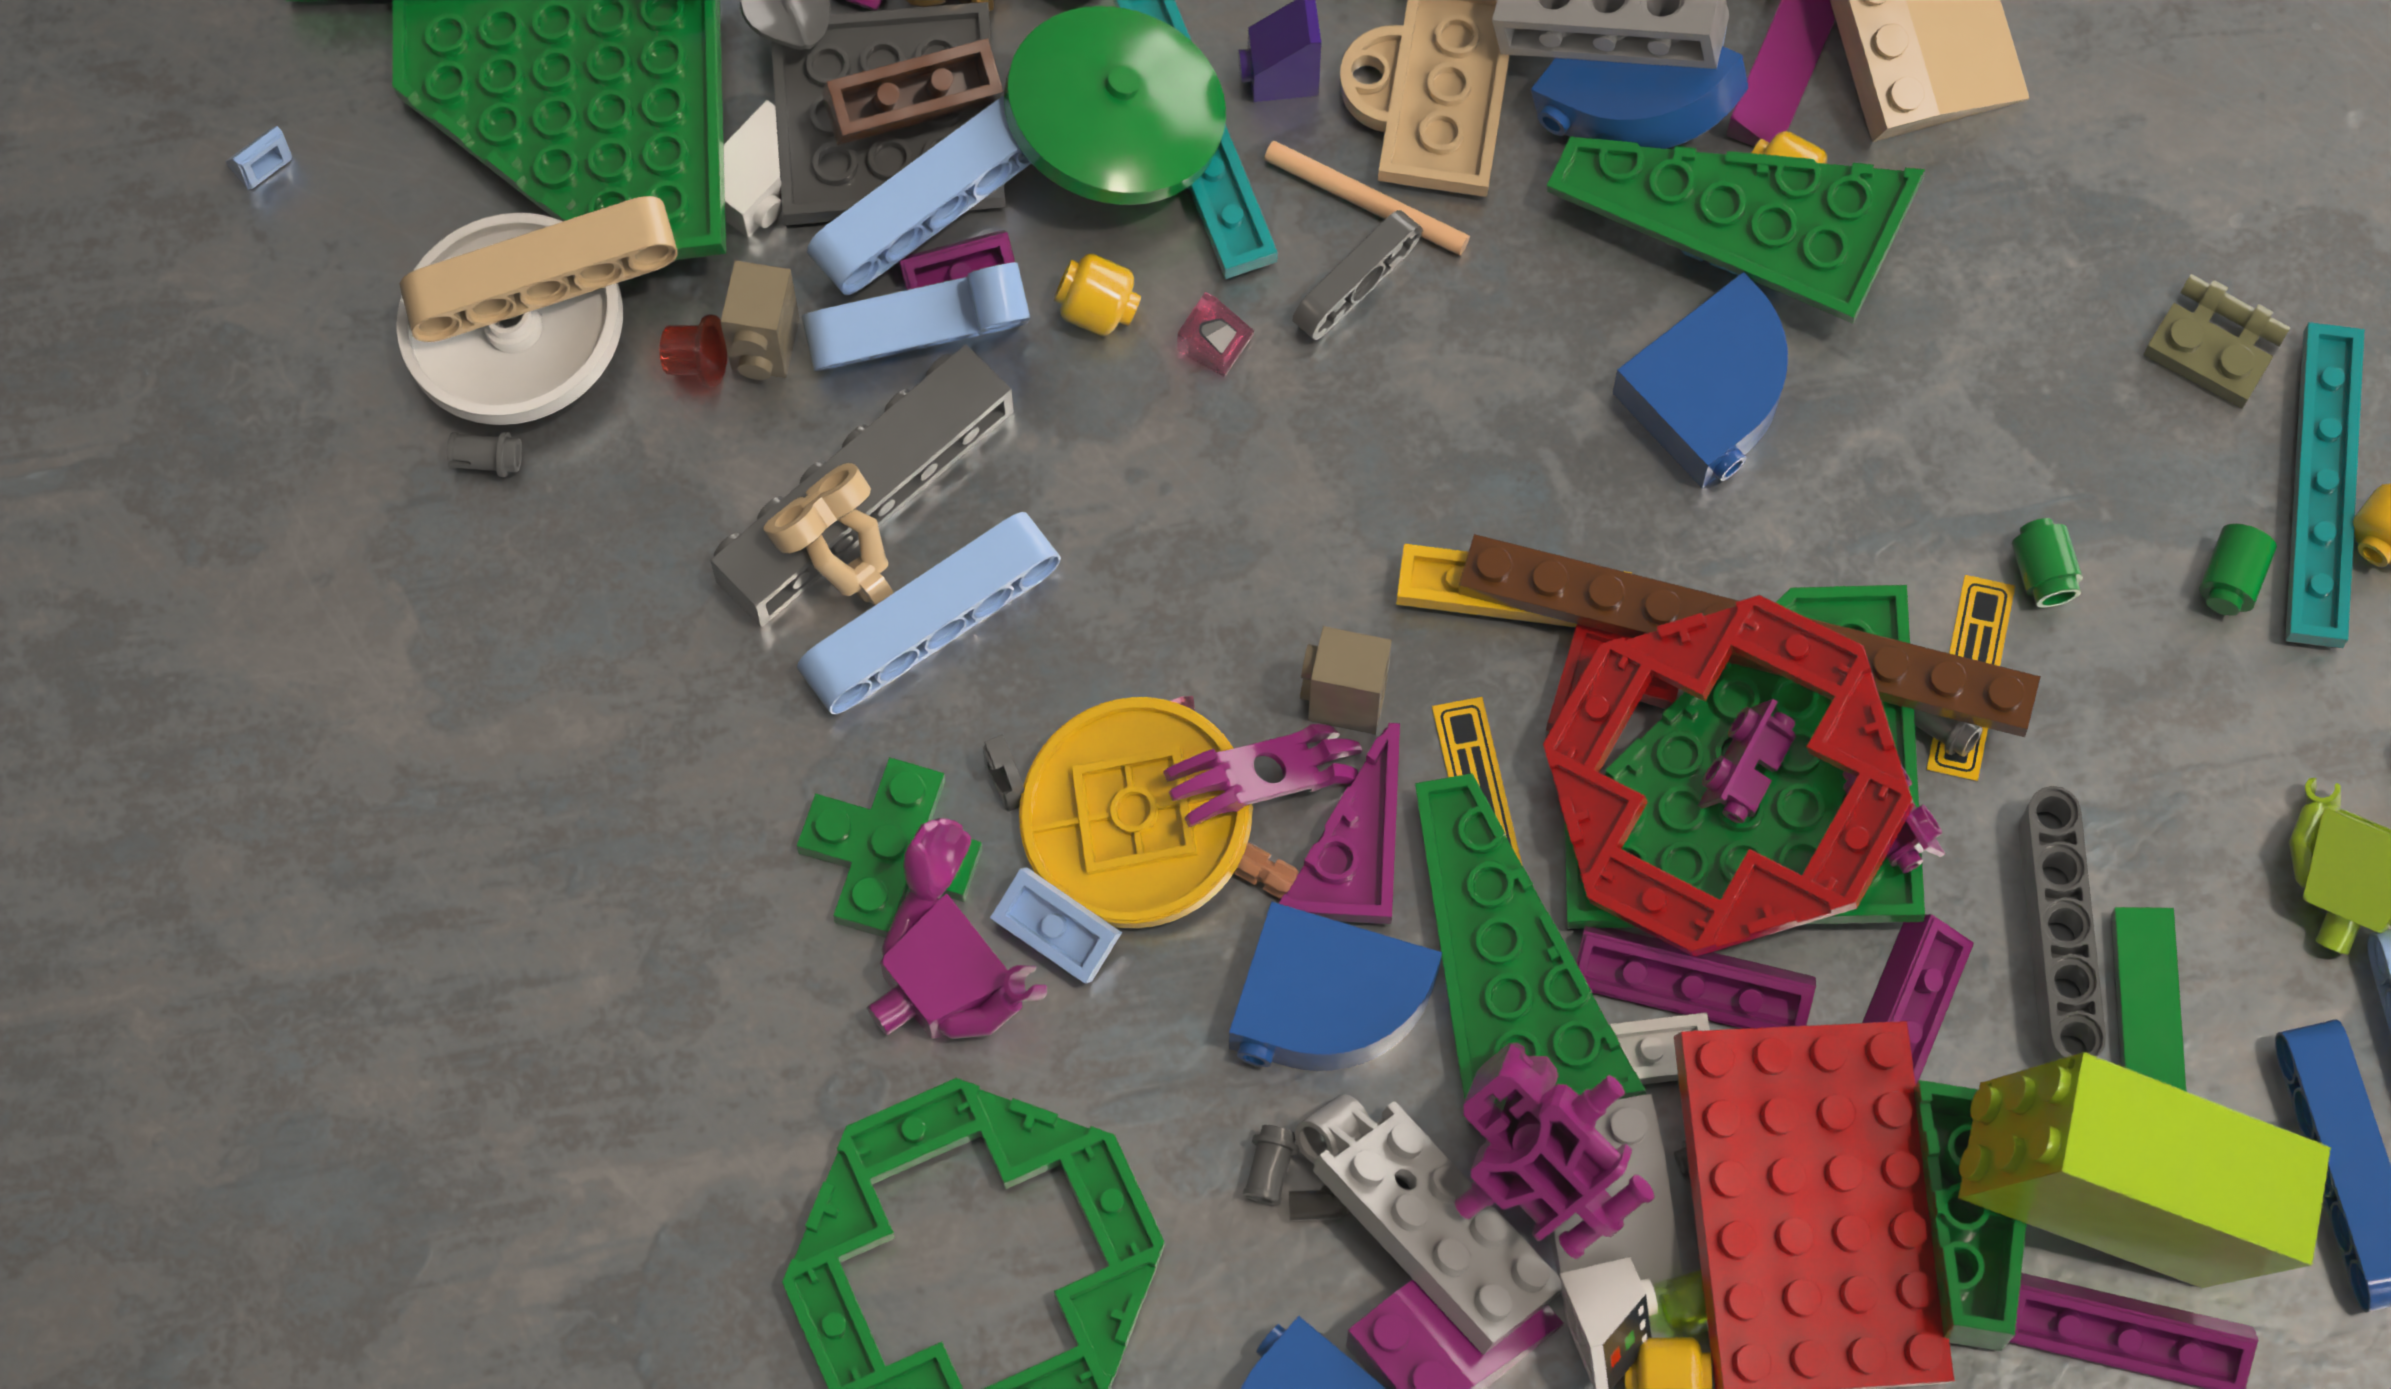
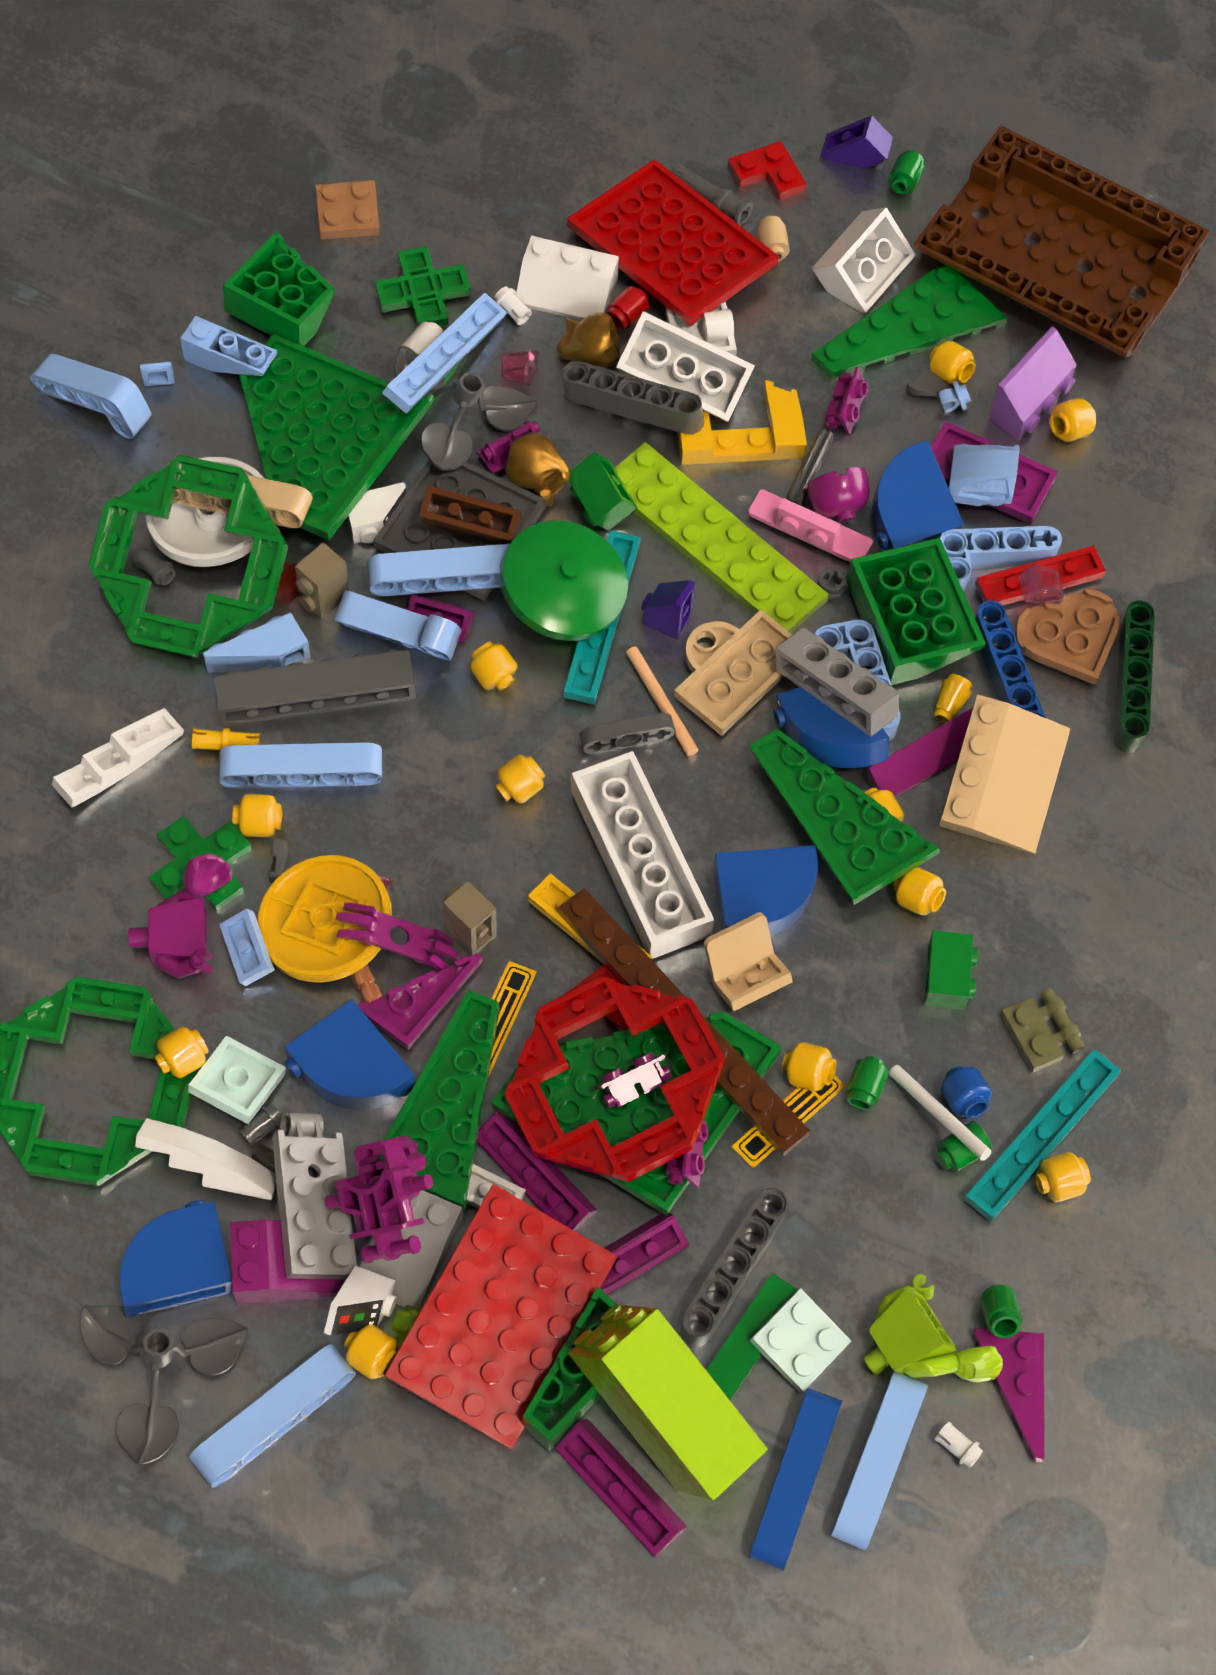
camera: 30 degrees right, 5 degrees down
(185, 240) = (94, 390): none -> light blue beam
(344, 60) = (224, 350): none -> light blue slope
(430, 347) = (221, 614): none -> green plate
(651, 770) = (123, 754): none -> white slope
(753, 465) = (270, 645): none -> light blue slope
(787, 645) = (218, 739): none -> yellow pin
(829, 501) = (268, 682): tan piece -> none
(927, 724) = (258, 815): none -> yellow head
(1089, 1136) = (181, 1052): none -> yellow head
(1191, 1123) = (237, 1079): none -> light aqua plate
(1213, 335) = (536, 719): clear pink slope -> none
(1220, 1264) = (220, 1165): none -> white slope
(1258, 434) = (520, 778): none -> yellow head
(1513, 436) = (641, 855): none -> white brick
(1770, 505) = (744, 962): none -> tan bracket
(1925, 250) = (920, 891): none -> yellow head
(1956, 589) = (809, 1066): none -> yellow head
(1956, 735) = (753, 1138): dark grey pin -> none
(2041, 334) = (949, 970): none -> green brick
(2179, 540) = (940, 1112): none -> white bar
(2186, 490) = (966, 1092): none -> blue head
(2220, 975) = (800, 1340): none -> light aqua plate

